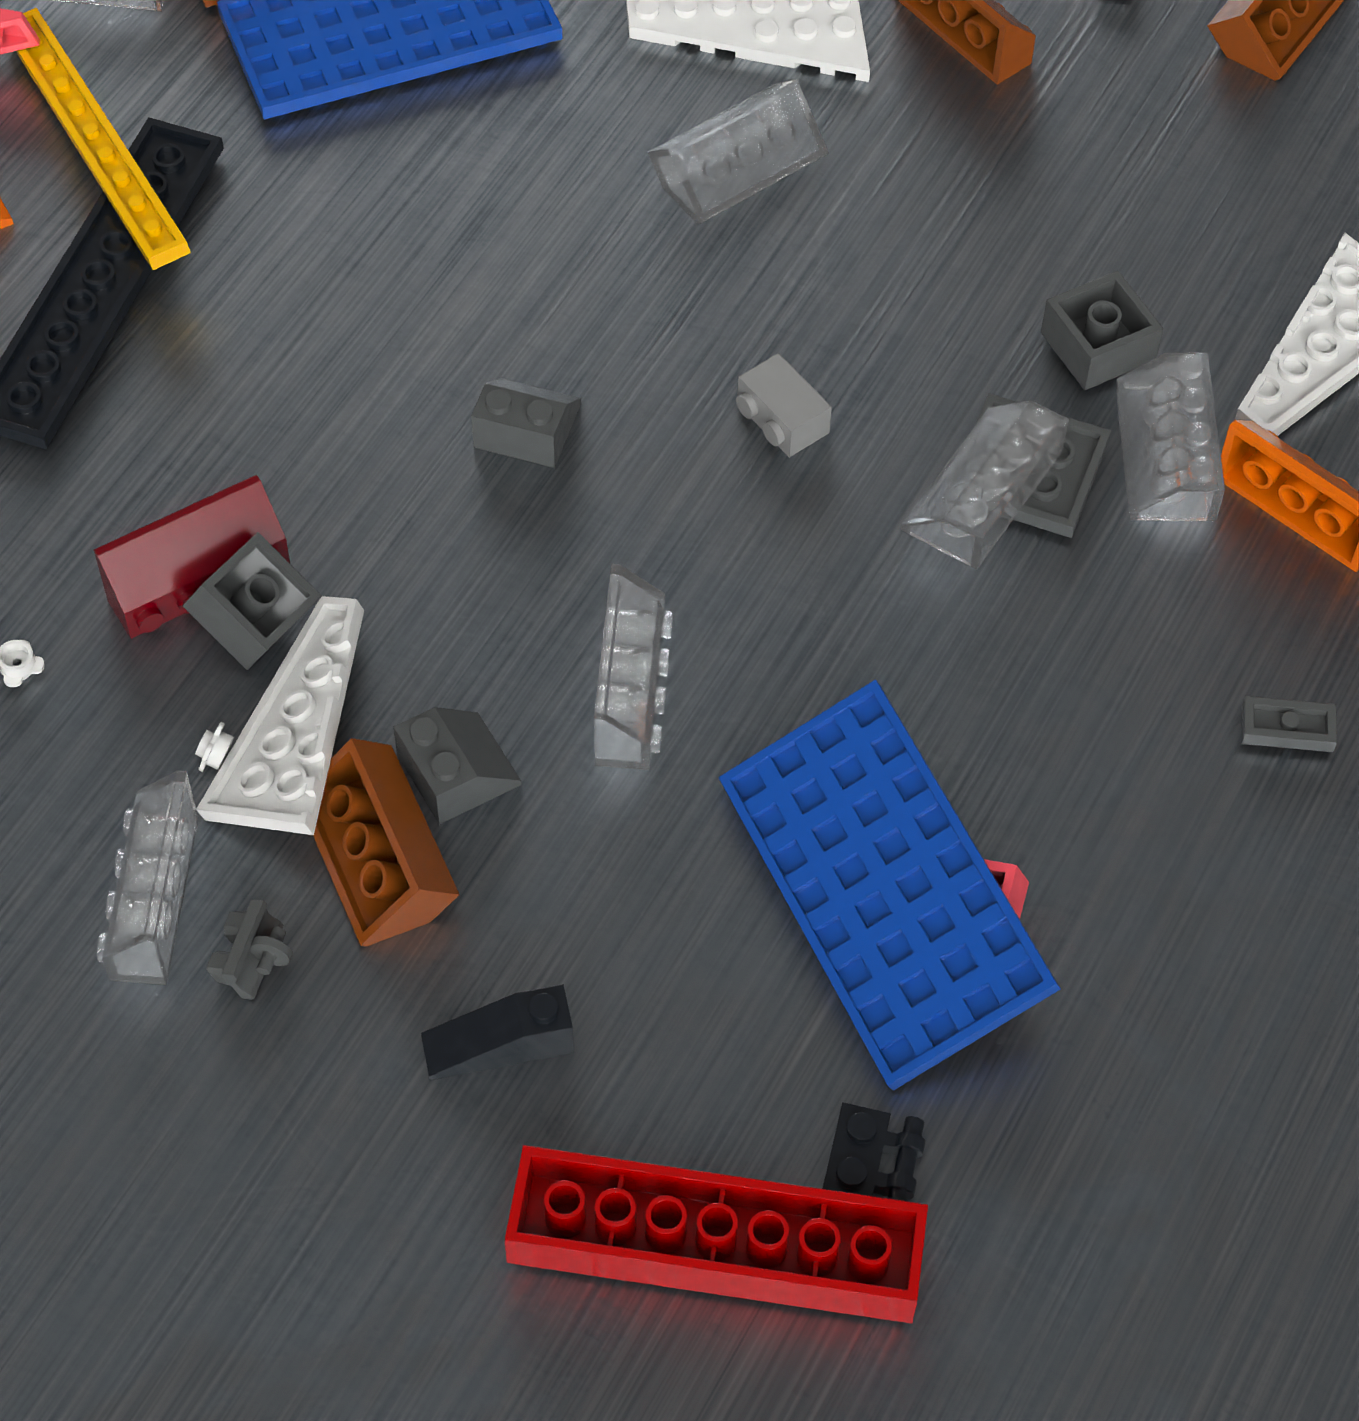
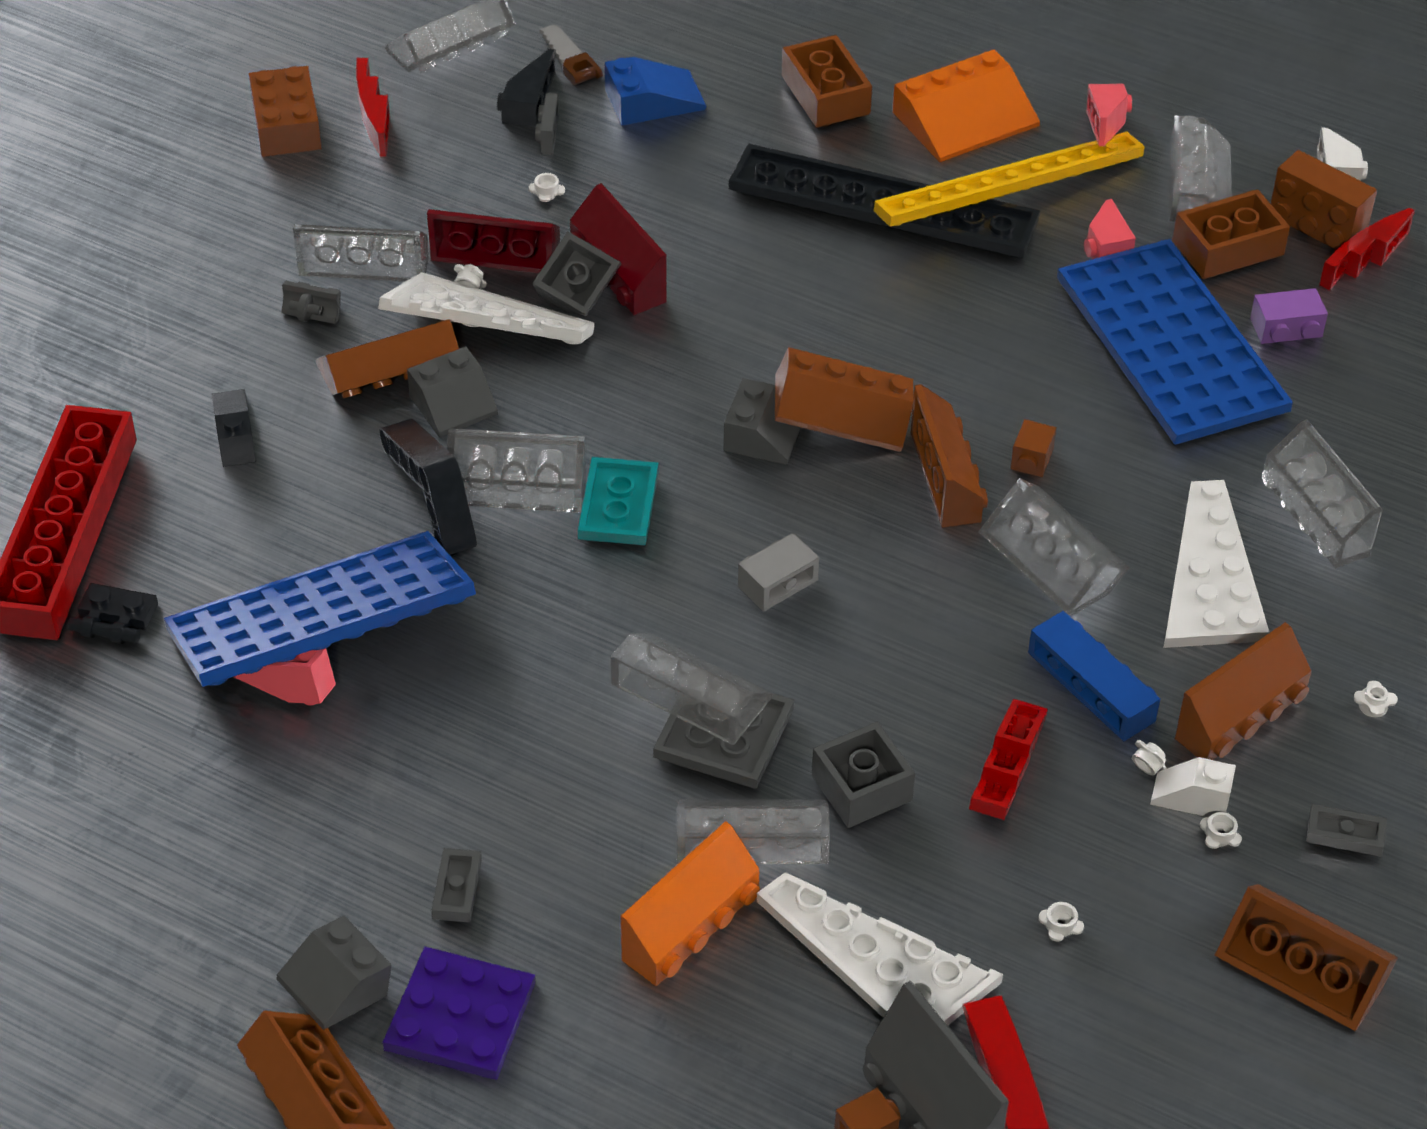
camera: 90 degrees right, 10 degrees down
(143, 710) = (491, 241): none -> dark red slope
(199, 58) = (1108, 233): none -> coral slope
(510, 319) = (843, 399): none -> dark orange slope
(577, 156) = (1033, 448): none -> dark orange brick
(605, 237) = (946, 460): none -> dark orange slope
(630, 760) = (440, 478): none -> black beam
(678, 562) = (618, 501): none -> teal plate
(930, 132) = (1094, 675): none -> blue brick
(1042, 97) = (1149, 758): none -> white plate
(1057, 217) = (1008, 759): none -> red slope
(1080, 63) = (1194, 787): none -> white slope
(1127, 54) = (1219, 823): none -> white plate
(1260, 187) = (1061, 912): none -> white plate

